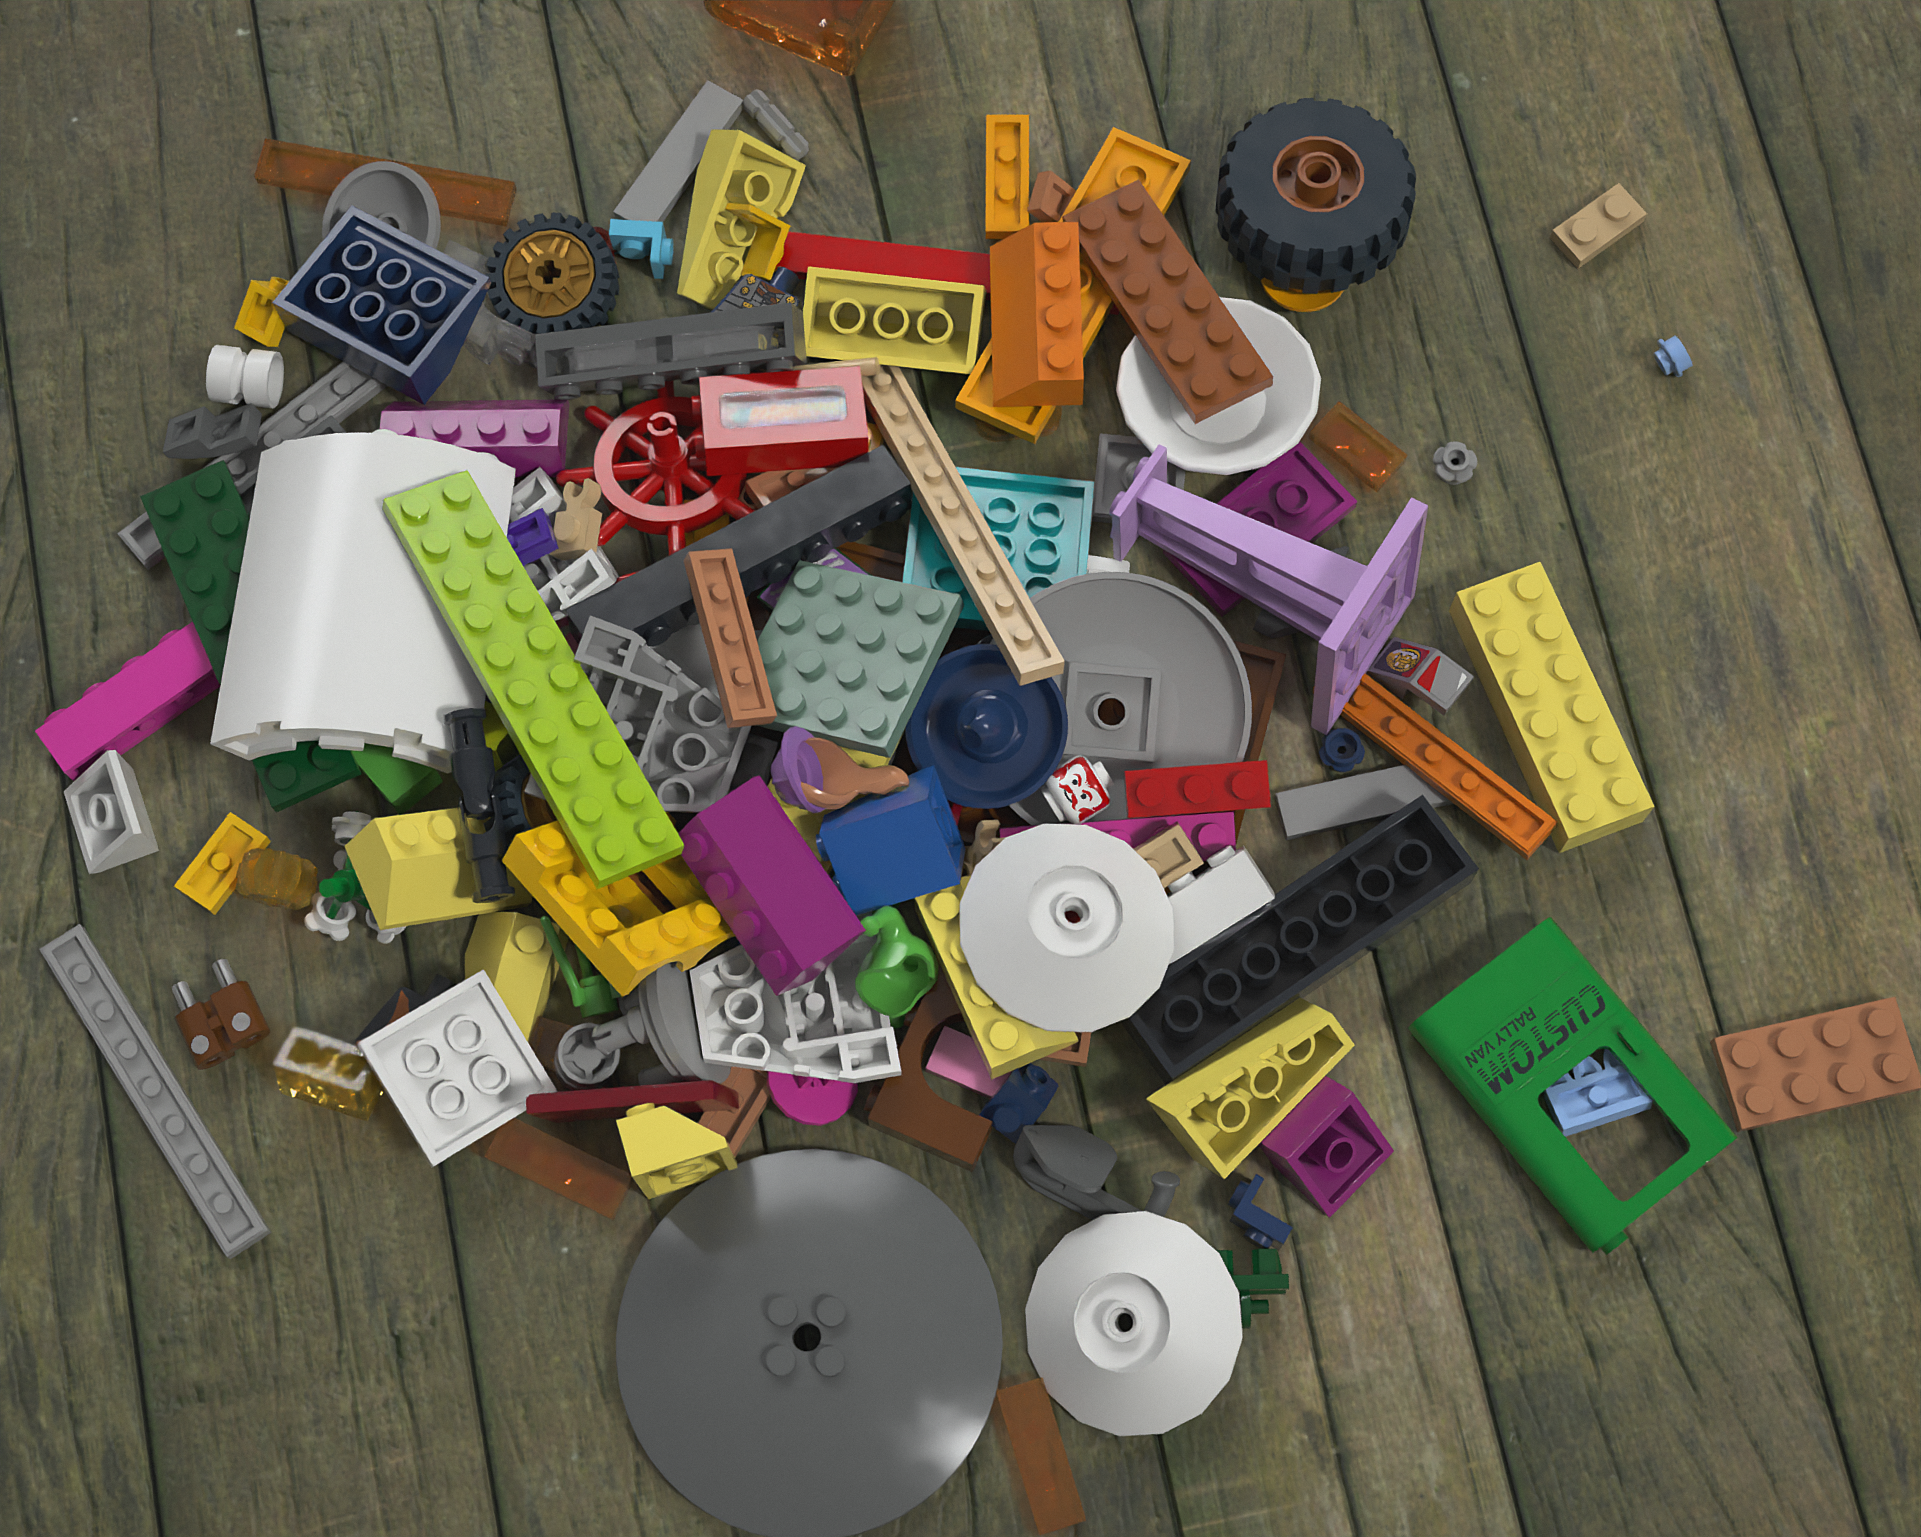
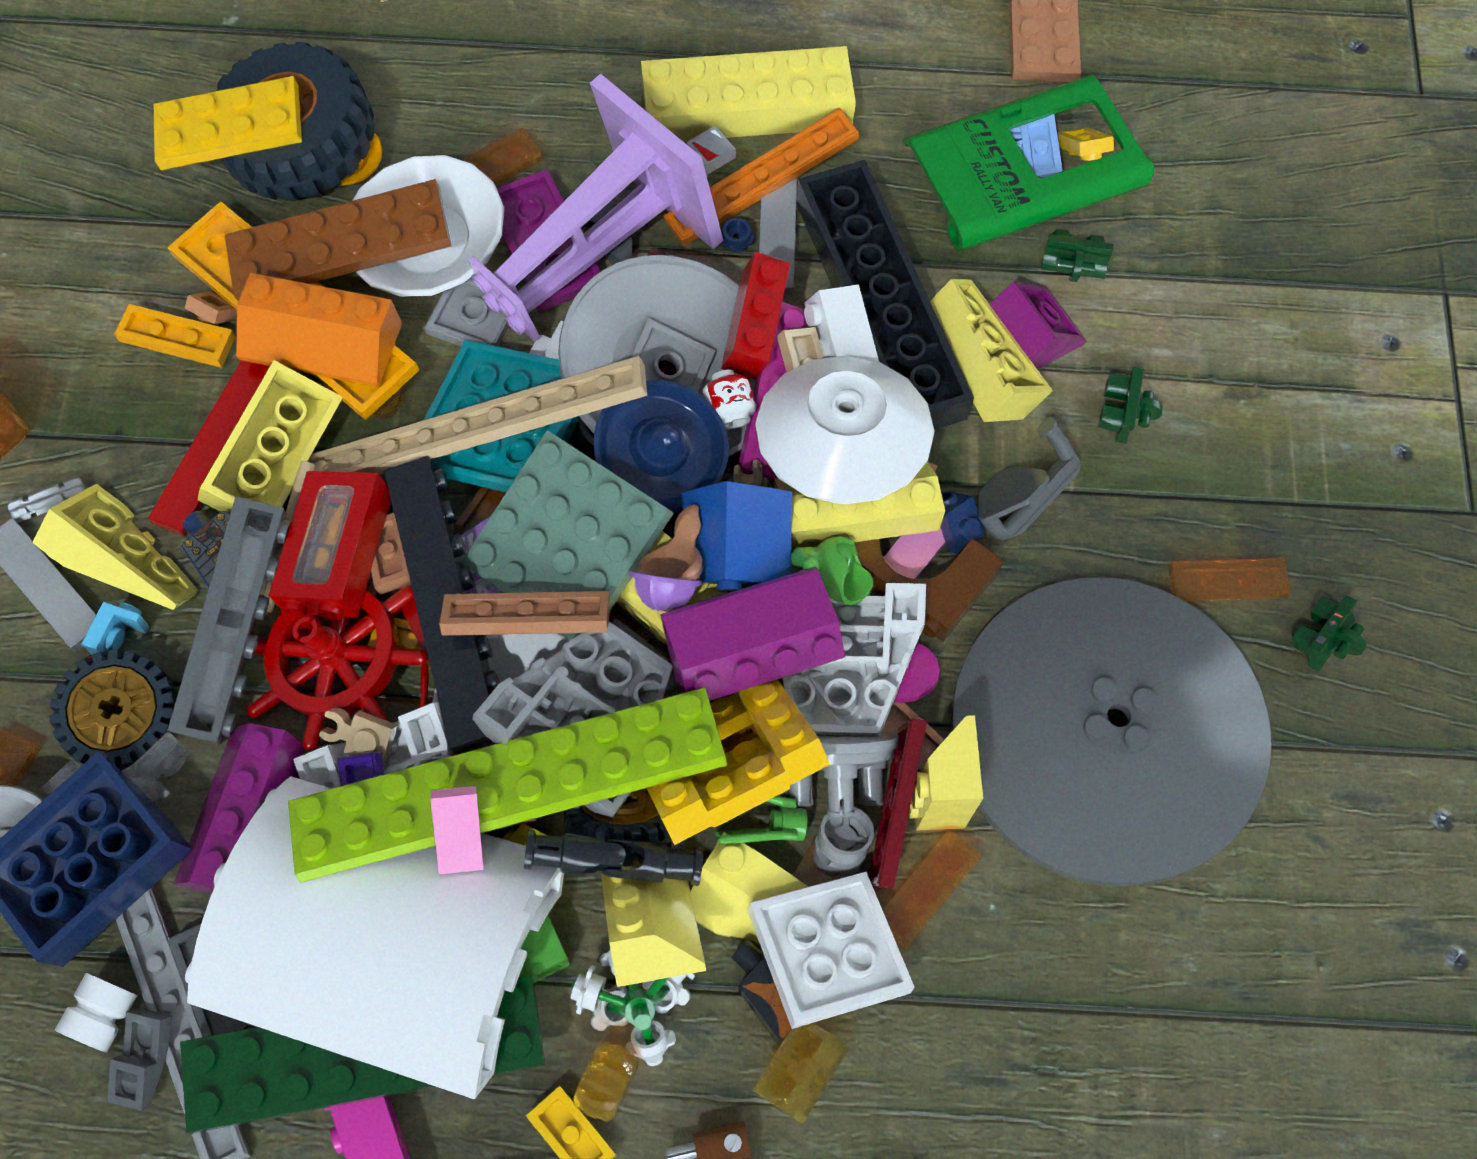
camera: 80 degrees left, 5 degrees down
(258, 315) = (35, 982): yellow bracket -> none
(459, 636) = (457, 829): none -> bright pink tile
(767, 243) = (156, 528): yellow bracket -> none
(1180, 1335) = (1110, 490): white dish -> none
(1260, 1226) = (1076, 389): dark blue bracket -> none
(1268, 128) = (227, 123): none -> yellow plate
(1440, 1176) = (1076, 256): none -> dark green hips
(1452, 473) = (537, 111): light grey plate -> none
(1618, 1149) = (1085, 143): none -> yellow plate

